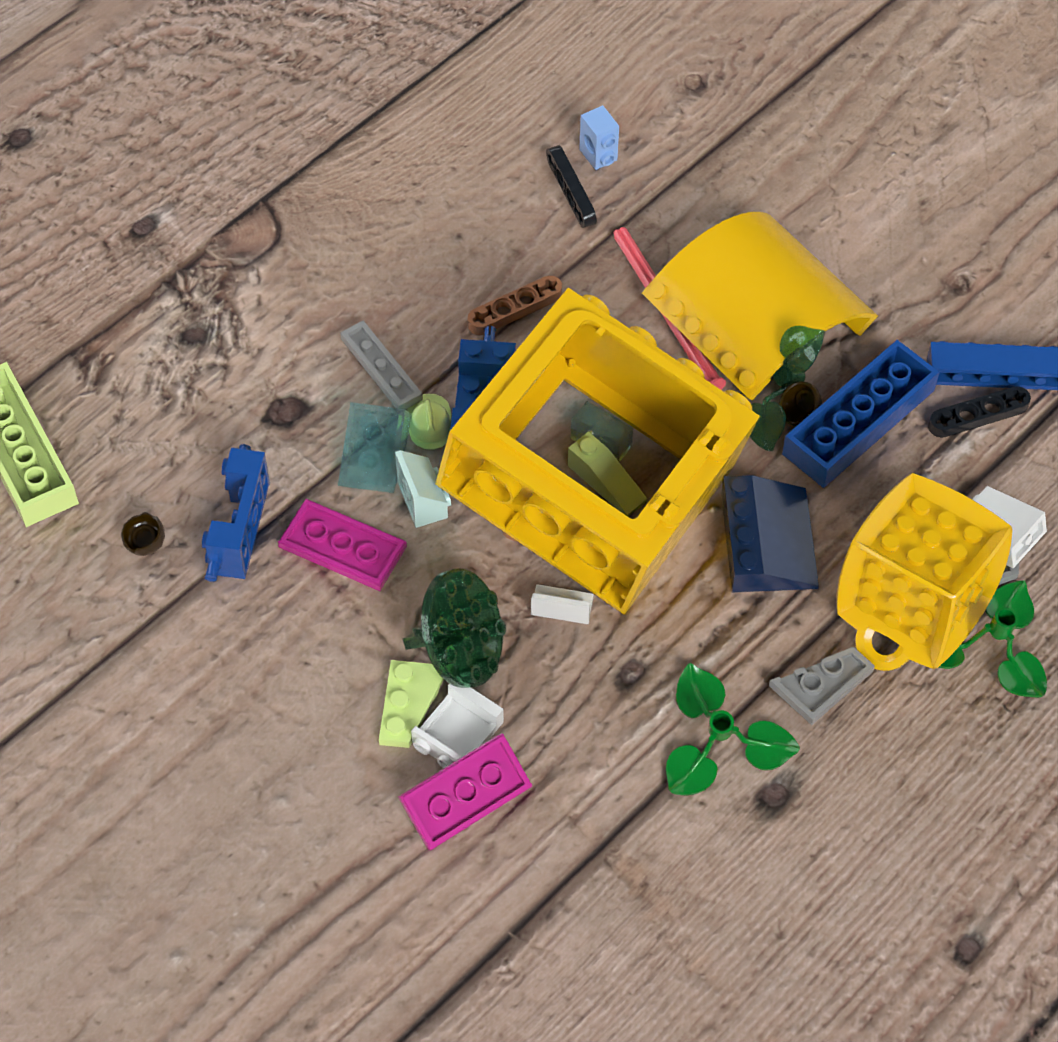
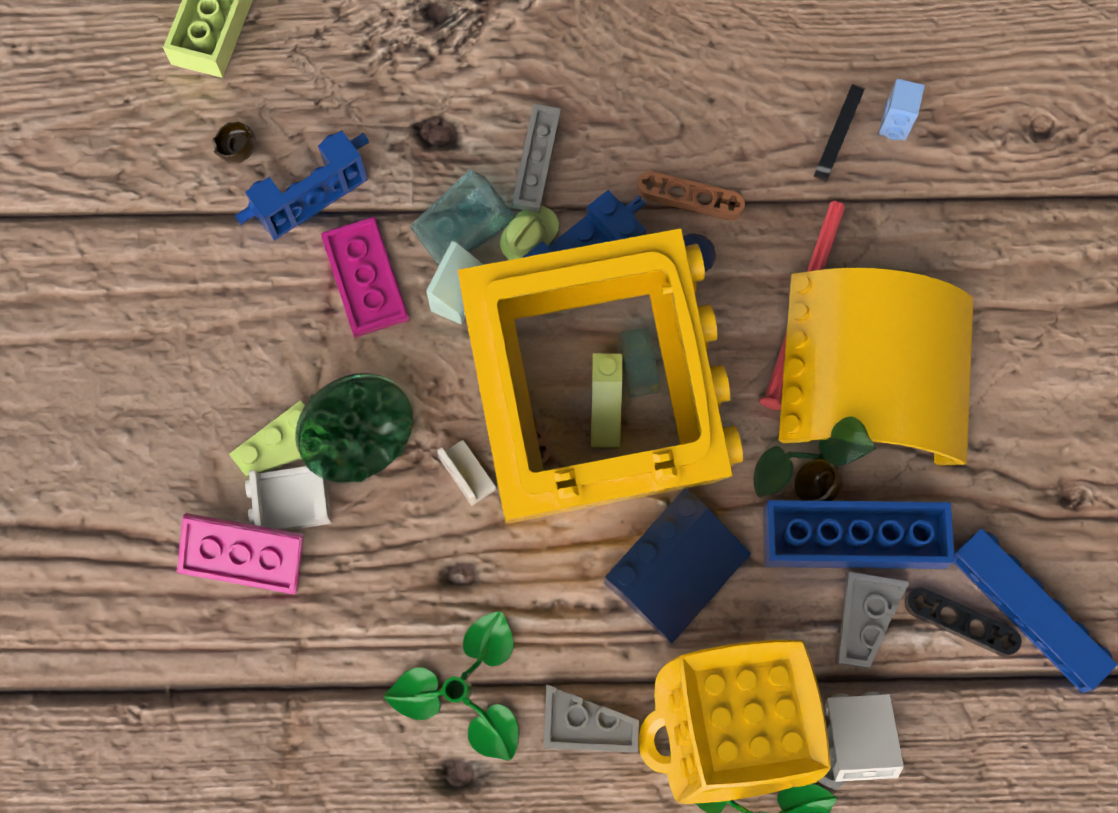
camera: 45 degrees right, 15 degrees up
(916, 452) = (866, 615): none -> light grey wing

